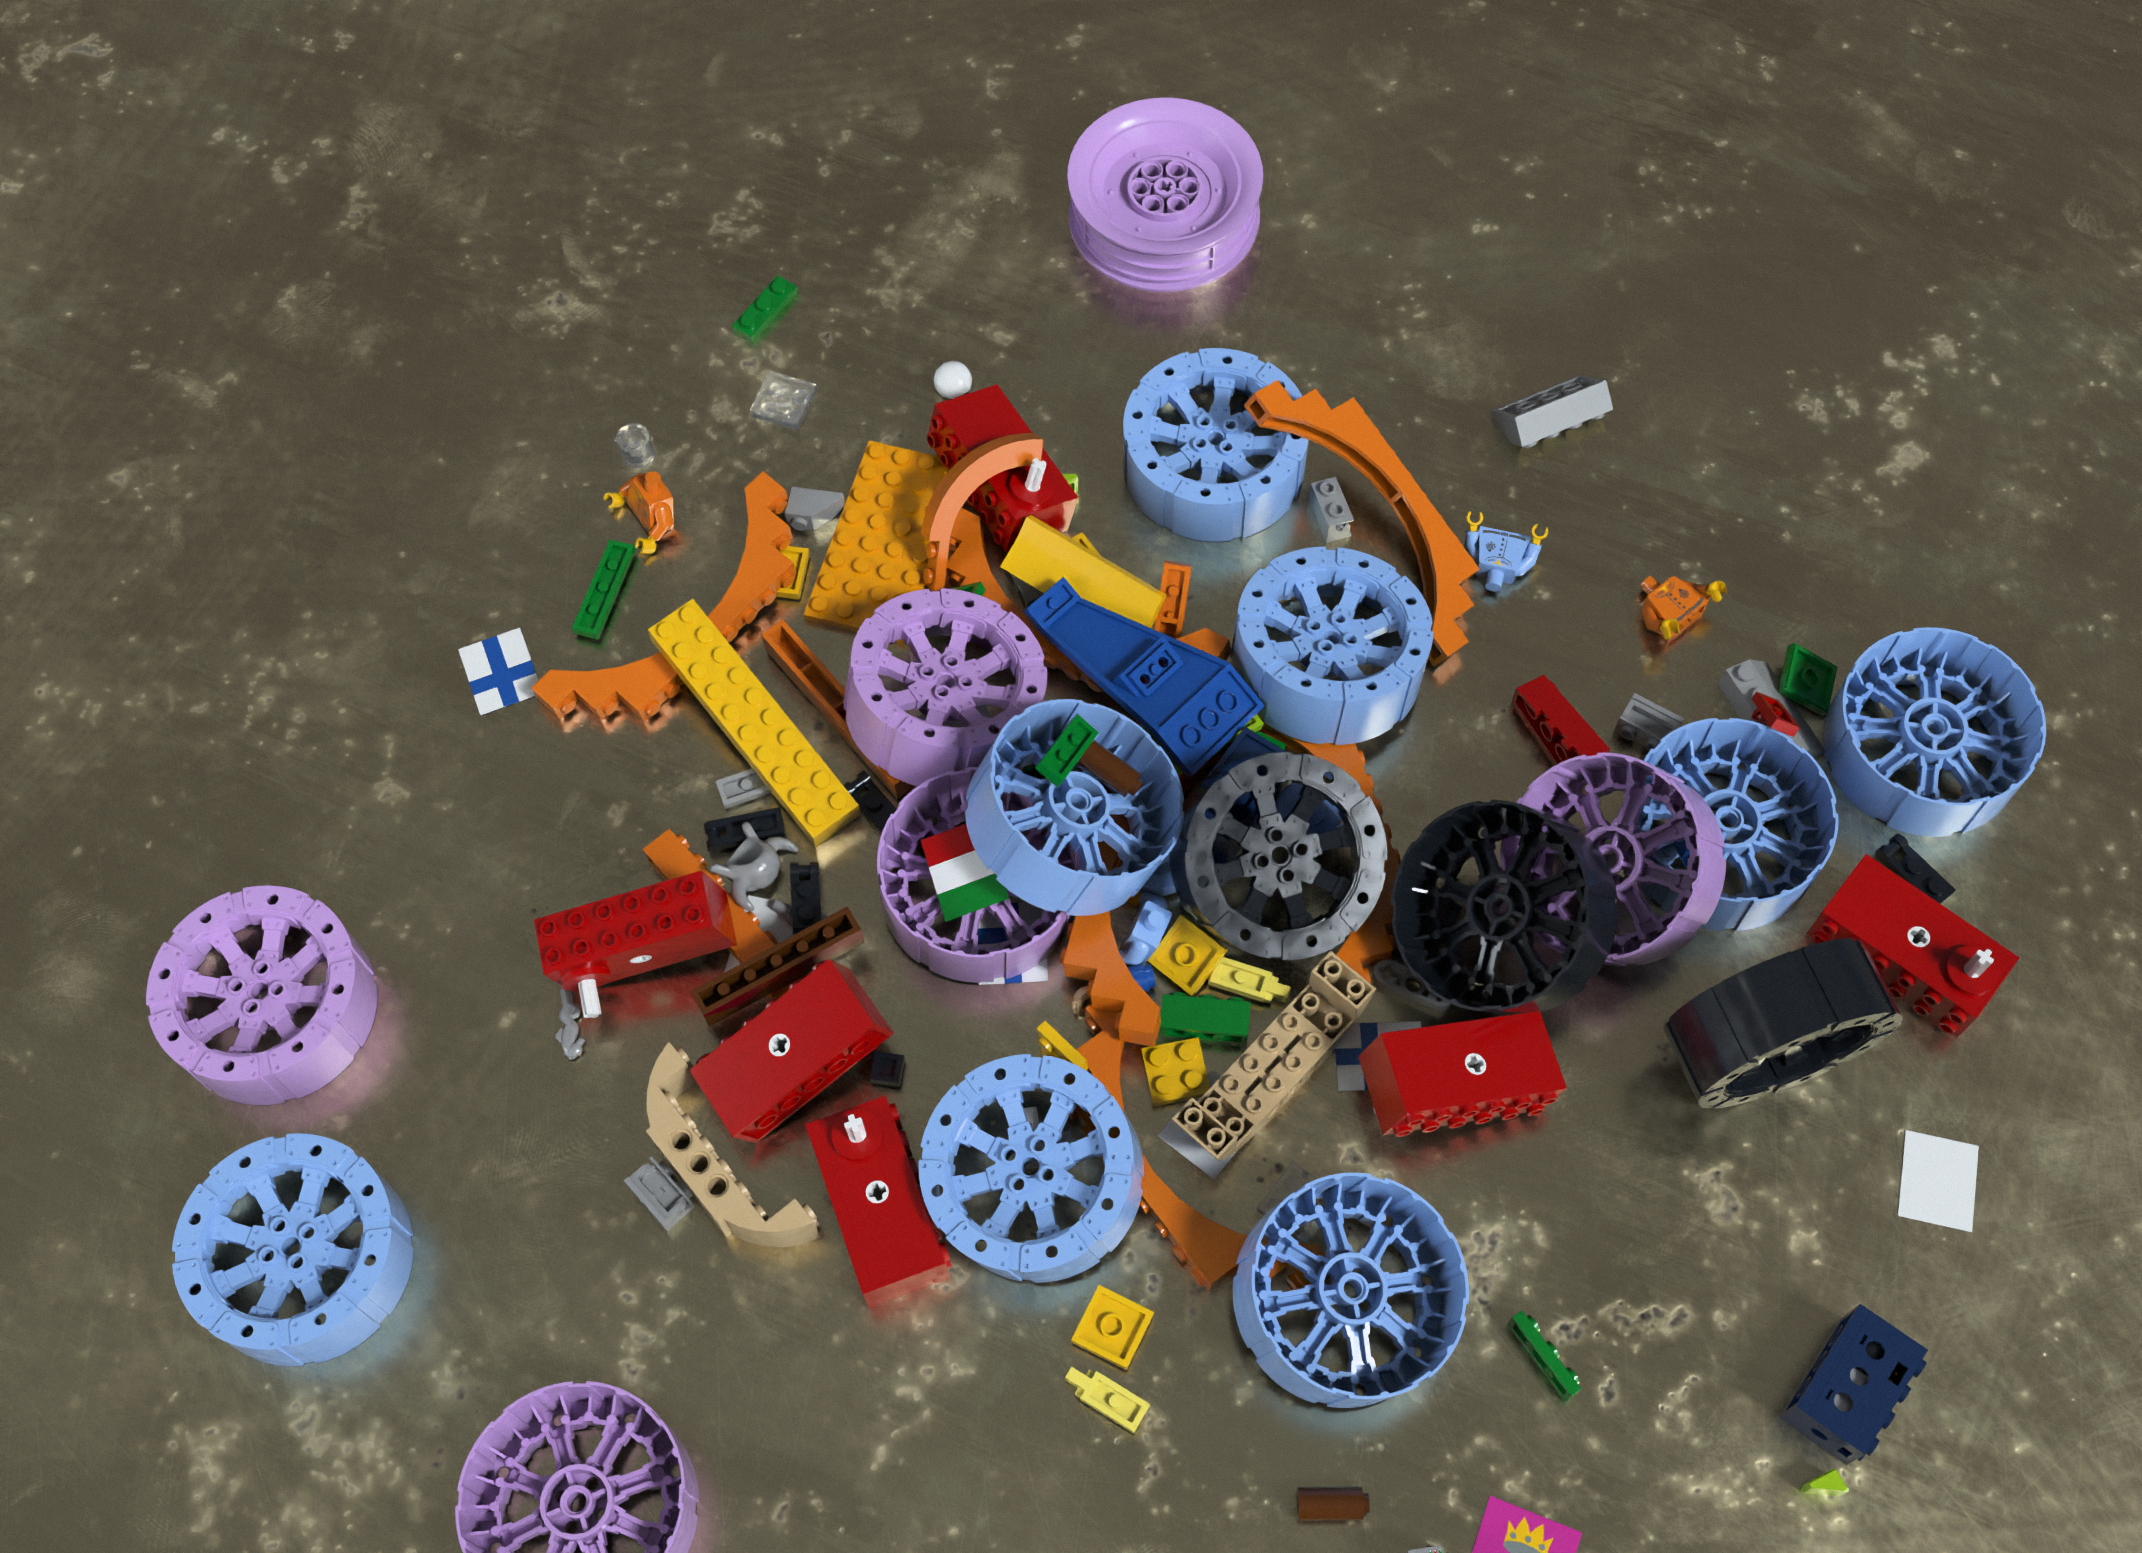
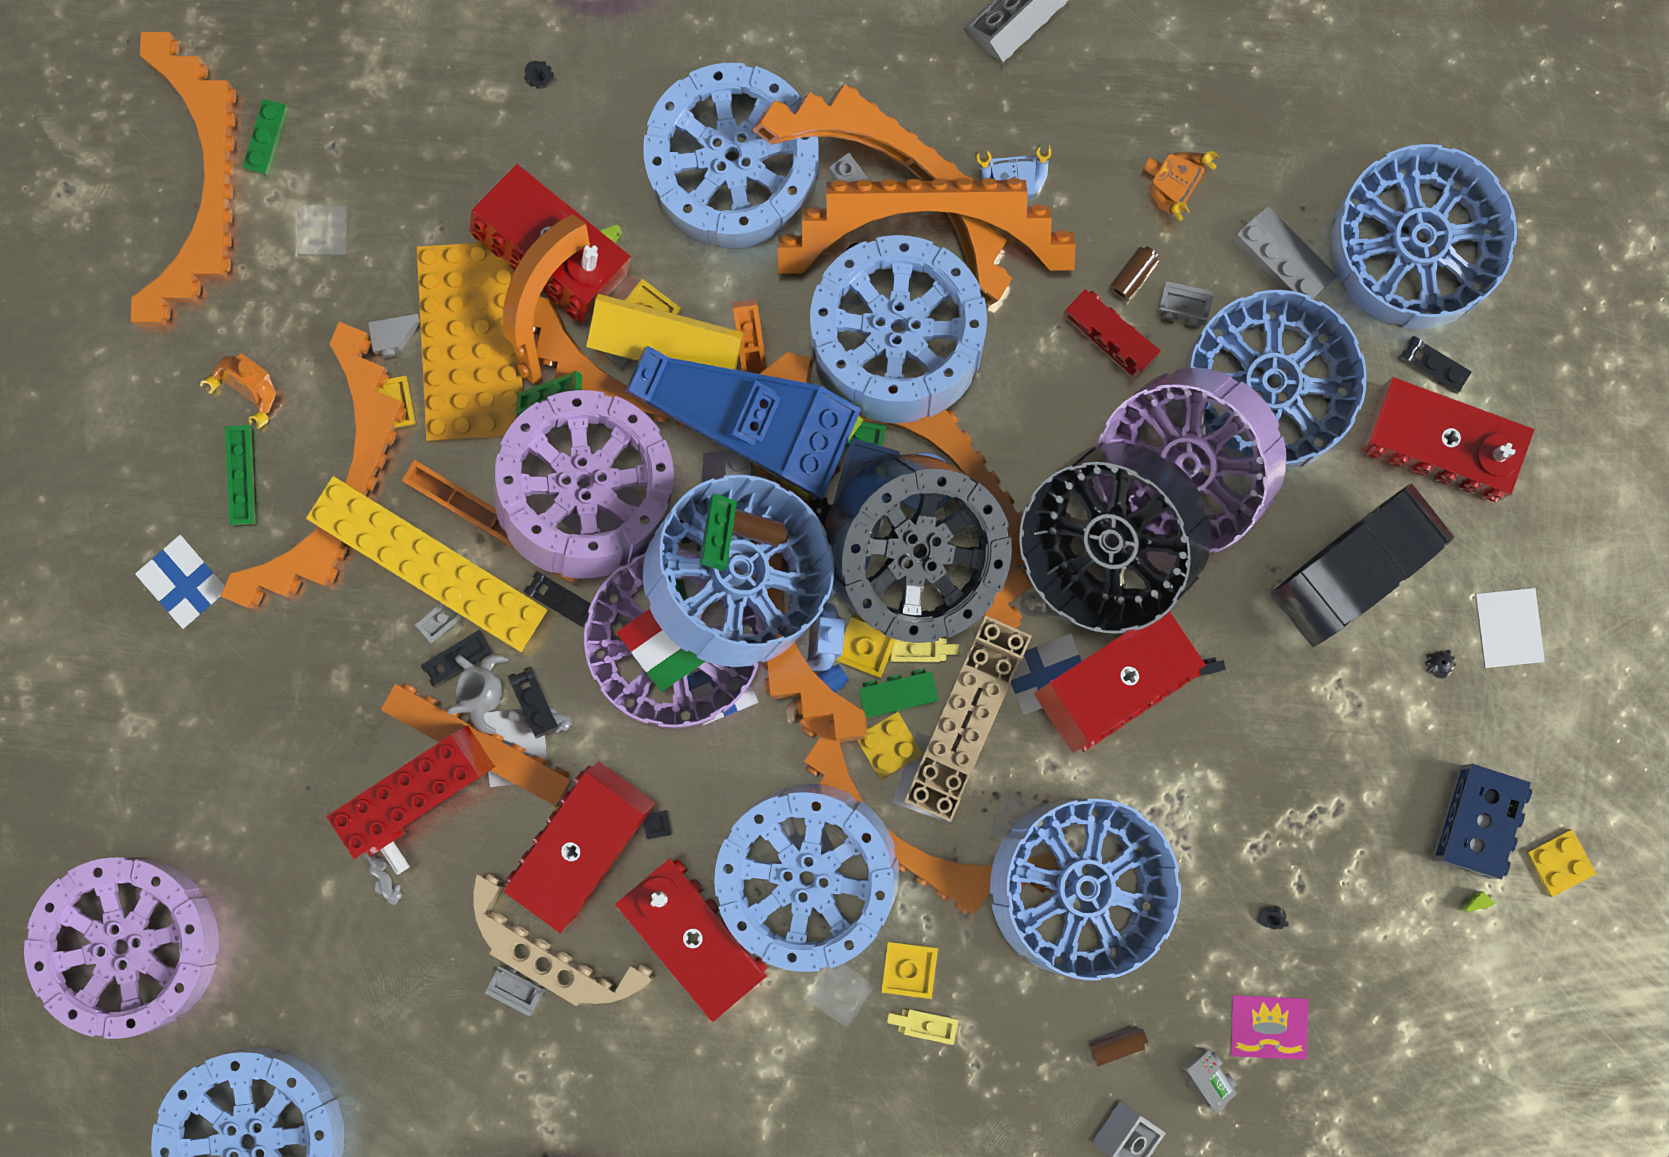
camera: 20 degrees left, 20 degrees up
(635, 445) = (207, 324): clear piece -> none
(666, 380) = (207, 245): none -> orange arch
(777, 966) = (539, 779): reddish brown brick -> none
(952, 379) = (468, 157): white hair -> none
(1023, 1326) = (840, 993): none -> clear plate
(1044, 328) = (536, 77): none -> black animal
(1056, 1046) = (785, 764): yellow plate -> none
(1474, 554) = (988, 199): none -> orange arch
(1545, 1355) = (1245, 876): green plate -> none
(1565, 1416) = (1273, 917): none -> black animal
(1571, 1105) = (1212, 666): none -> black plate
(1601, 680) = (1134, 272): none -> reddish brown brick
(1773, 714) = (1288, 273): red plate -> none
(1807, 679) = (1307, 214): green tile -> none
(1842, 1198) = (1440, 671): none -> black animal
(1941, 1474) = (1561, 863): none -> yellow plate

